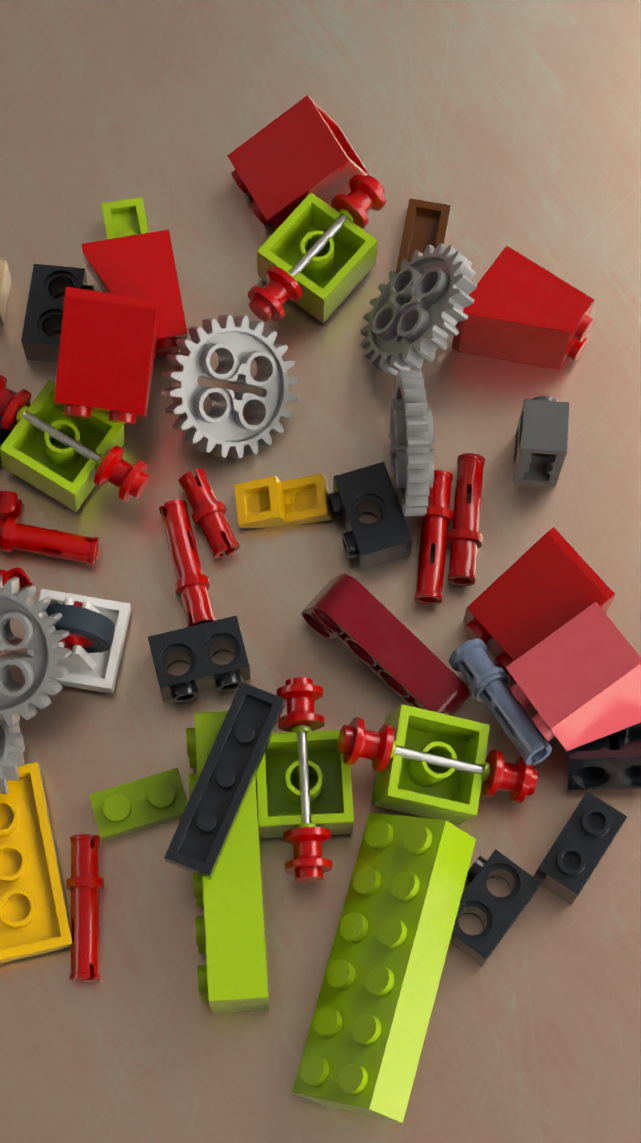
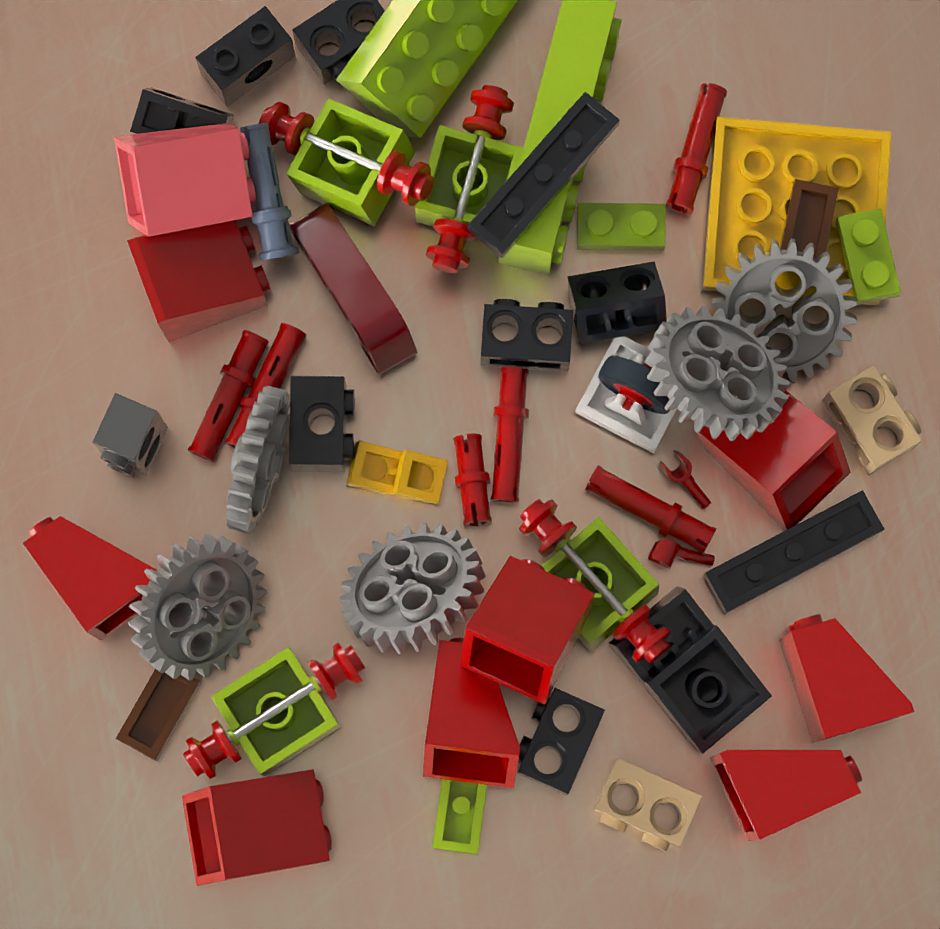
camera: 160 degrees left, 10 degrees up
(115, 704) = (617, 302): none -> black brick

